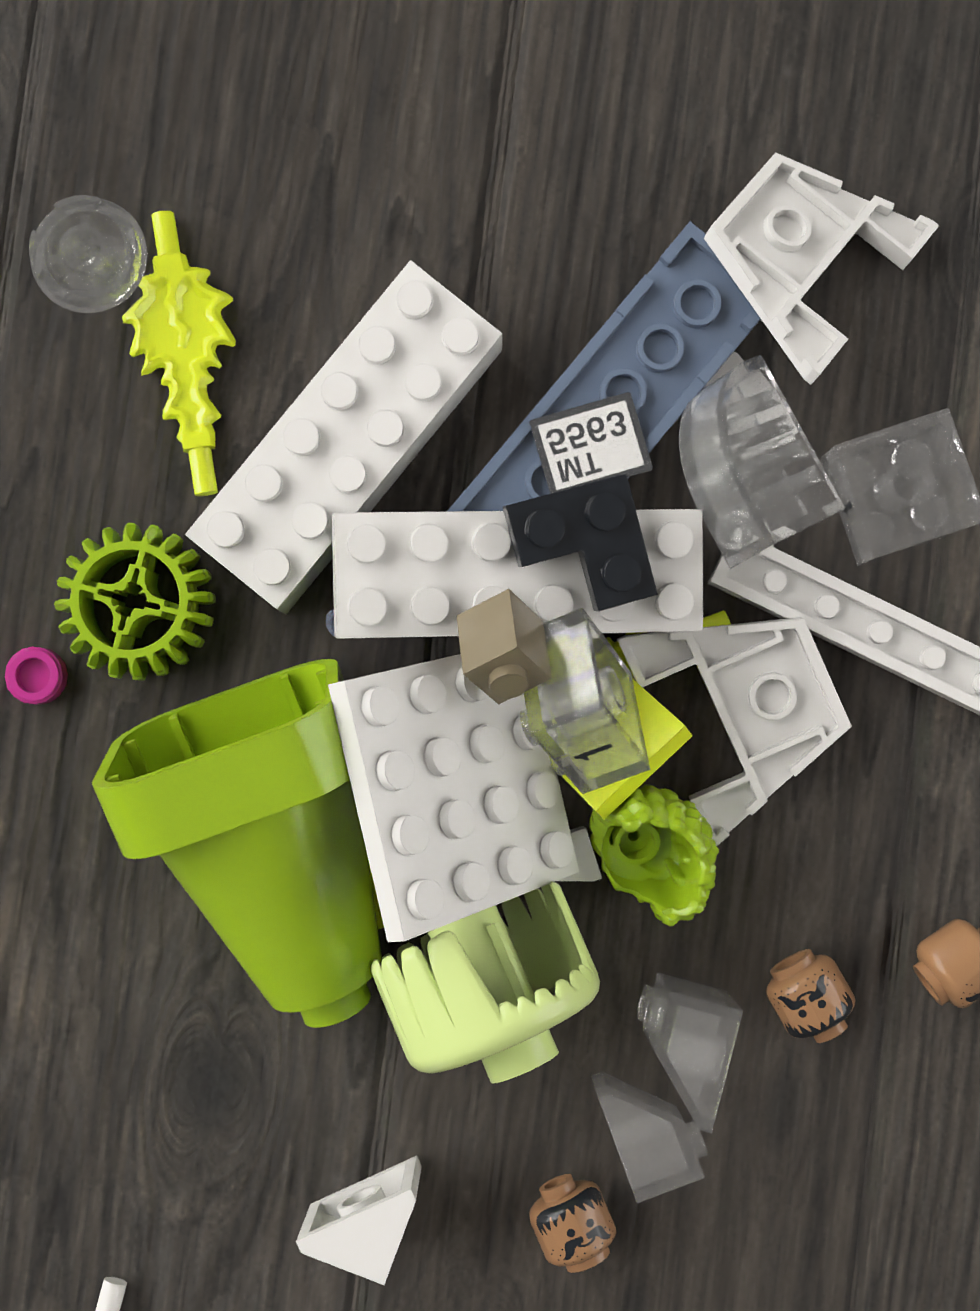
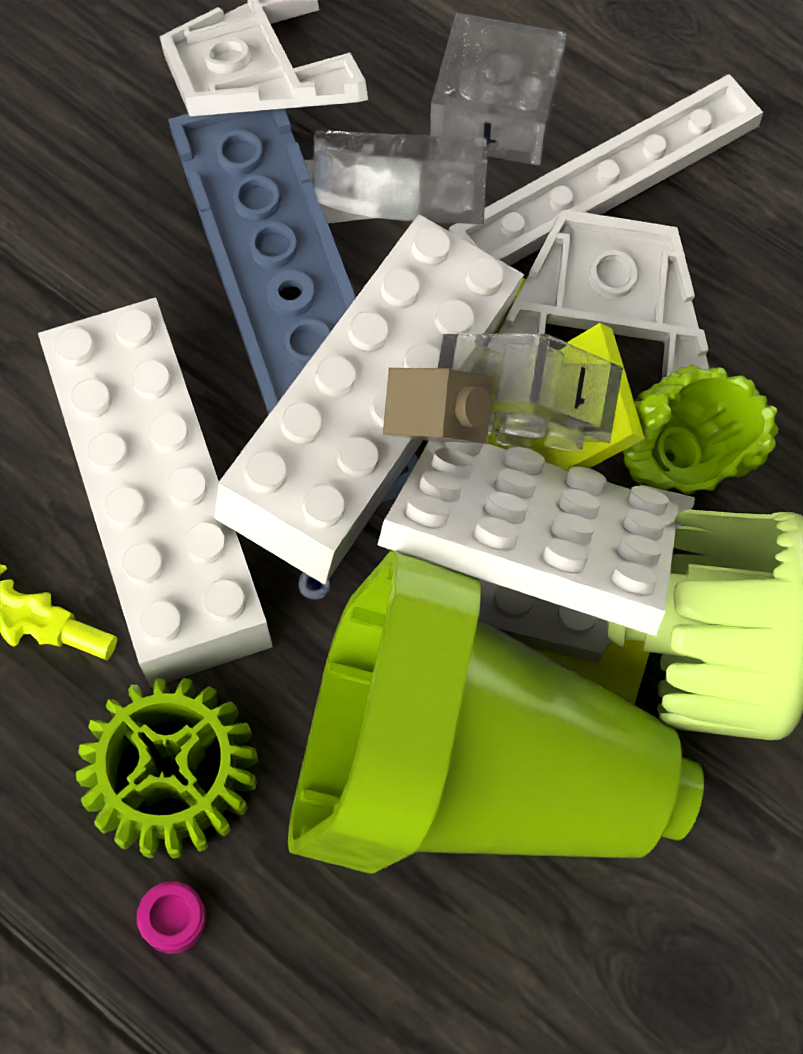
camera: 60 degrees left, 20 degrees down
(591, 443) = (300, 290): clear sticker -> none
(597, 524) = (383, 282): black plate -> none

